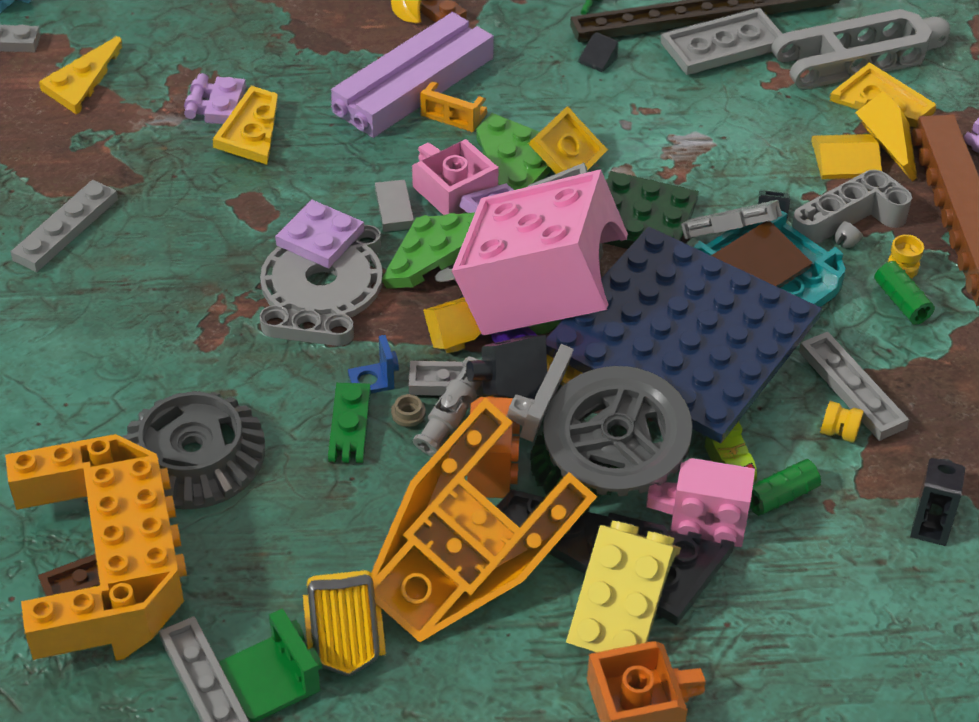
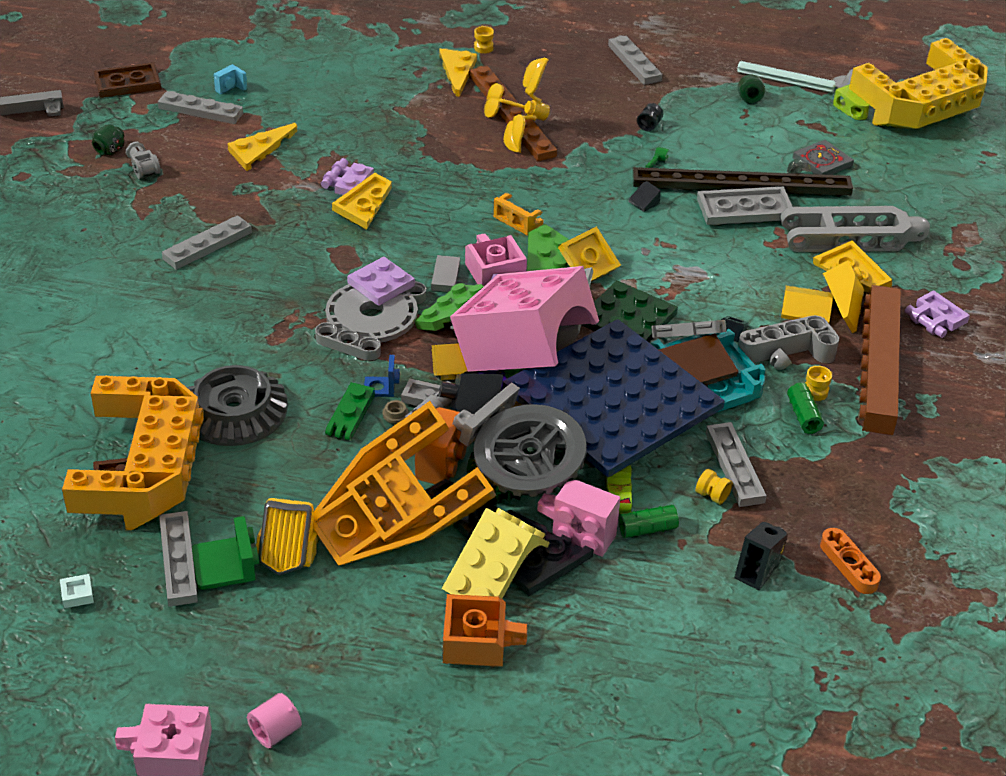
camera: 15 degrees right, 5 degrees down
(393, 83) = (474, 191): lavender brick -> none

